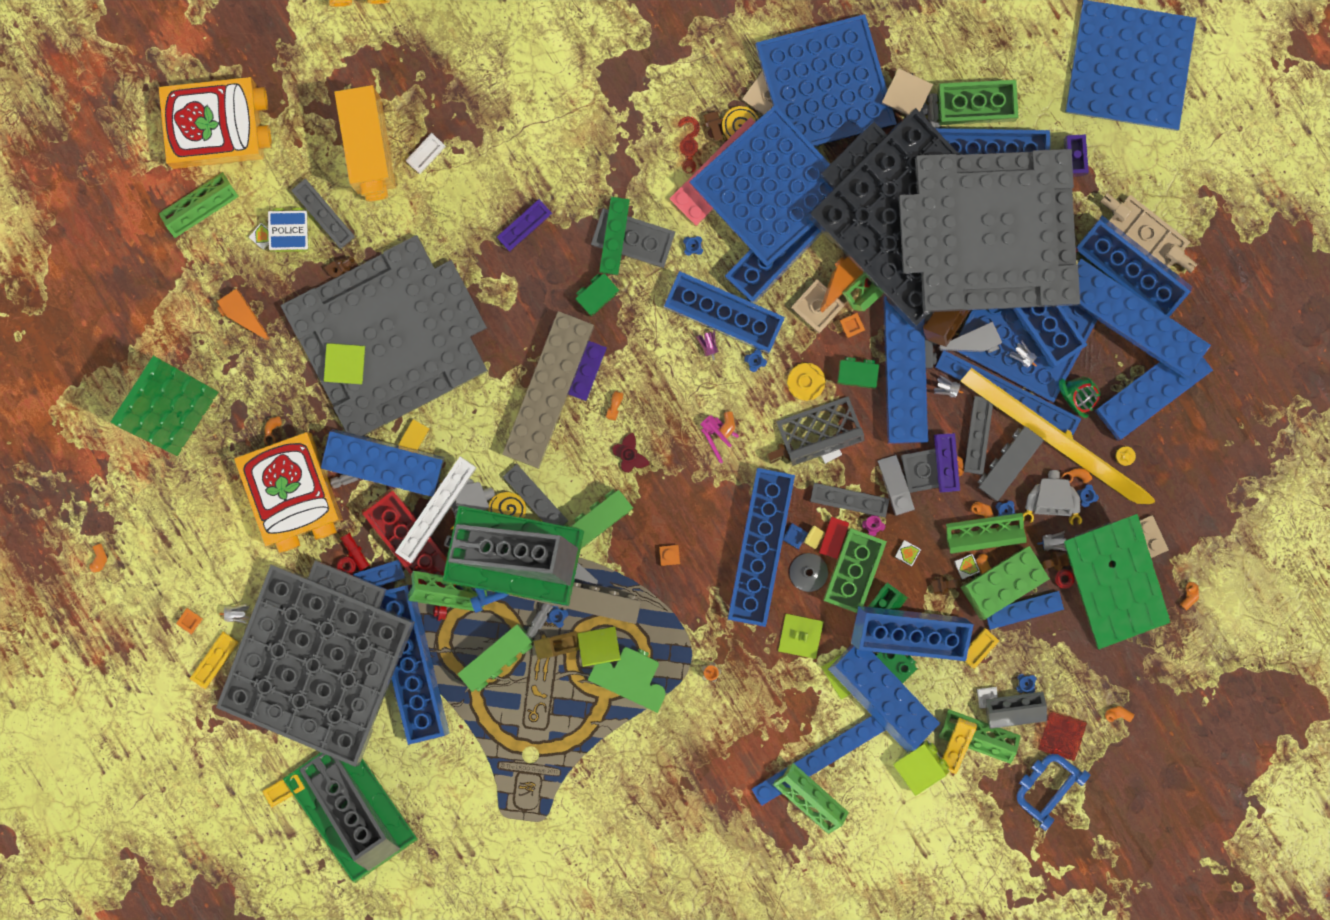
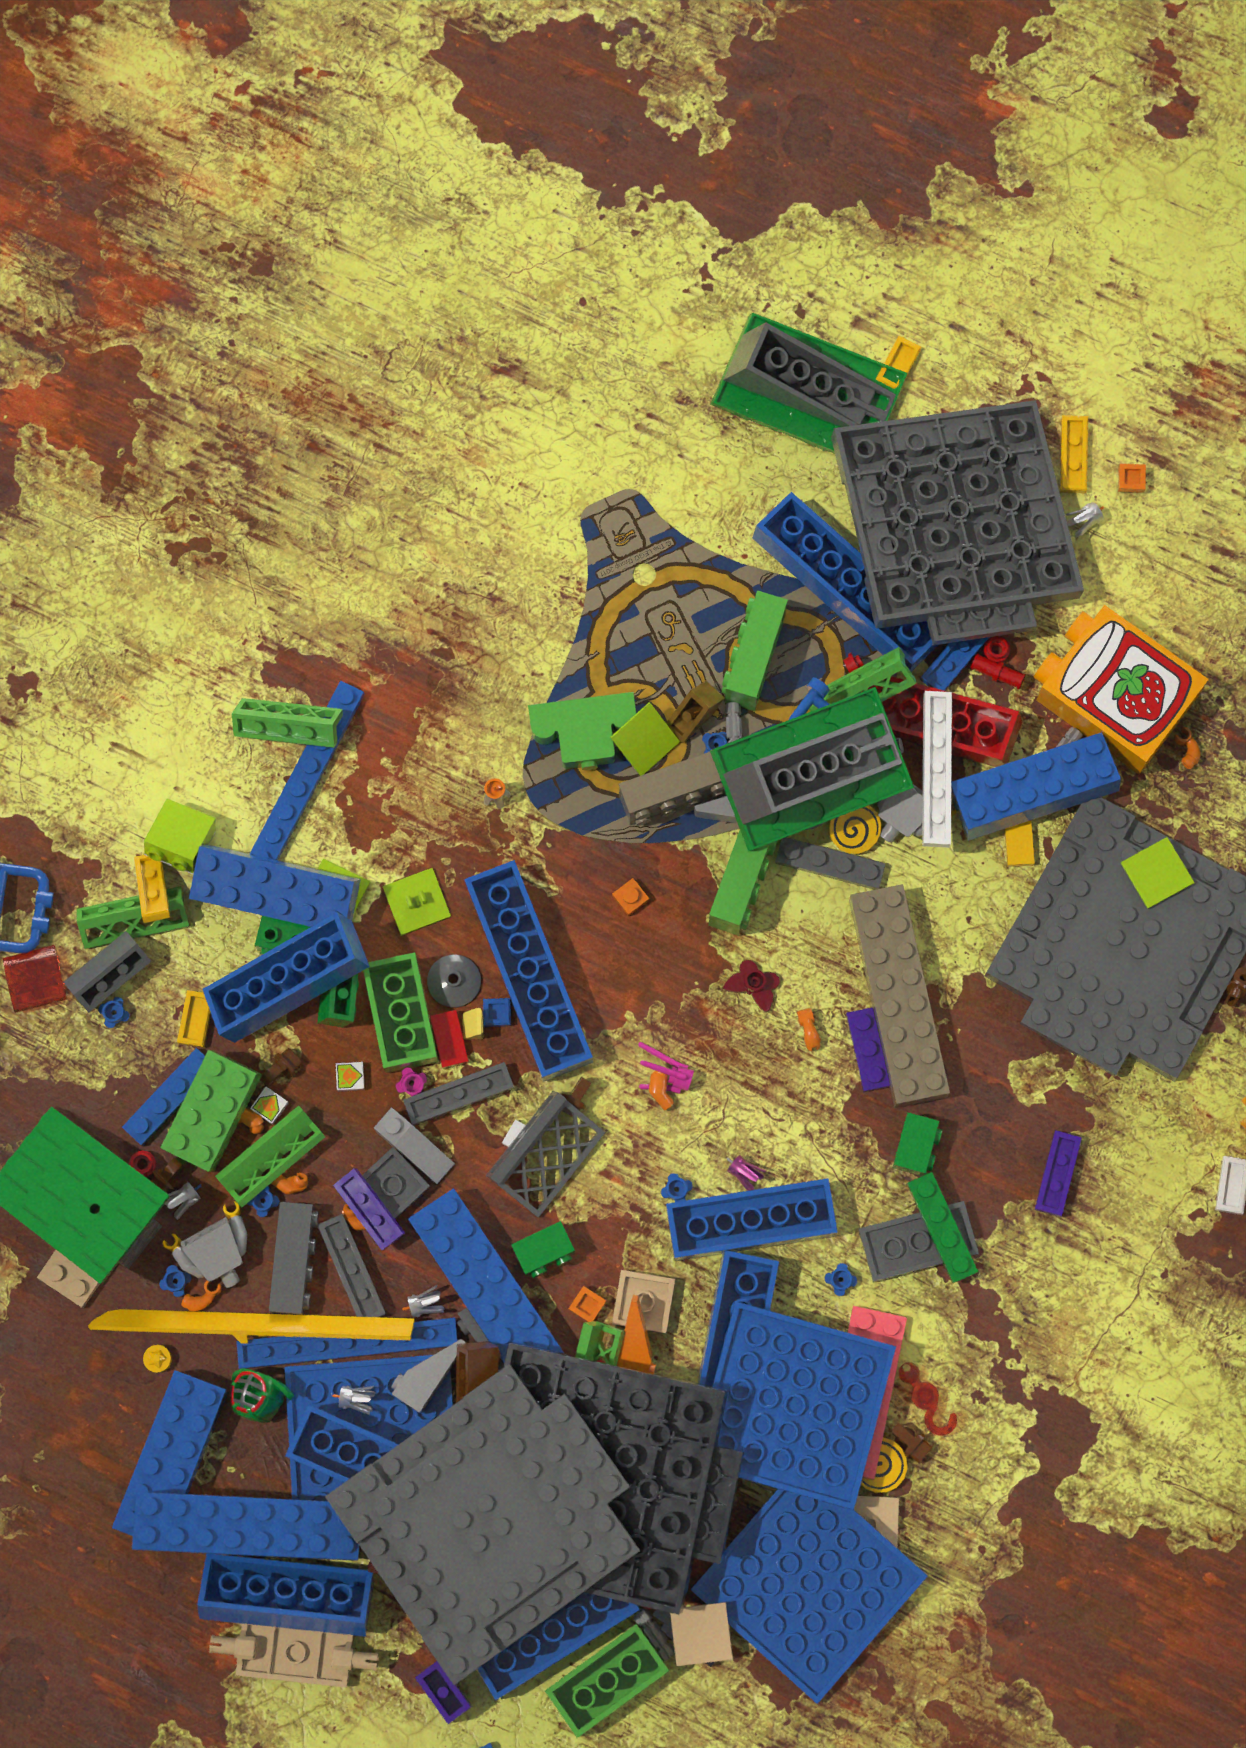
camera: 150 degrees right, 10 degrees down
(806, 381) = (599, 1203): yellow tile -> none
(986, 693) = (154, 970): white tile -> none

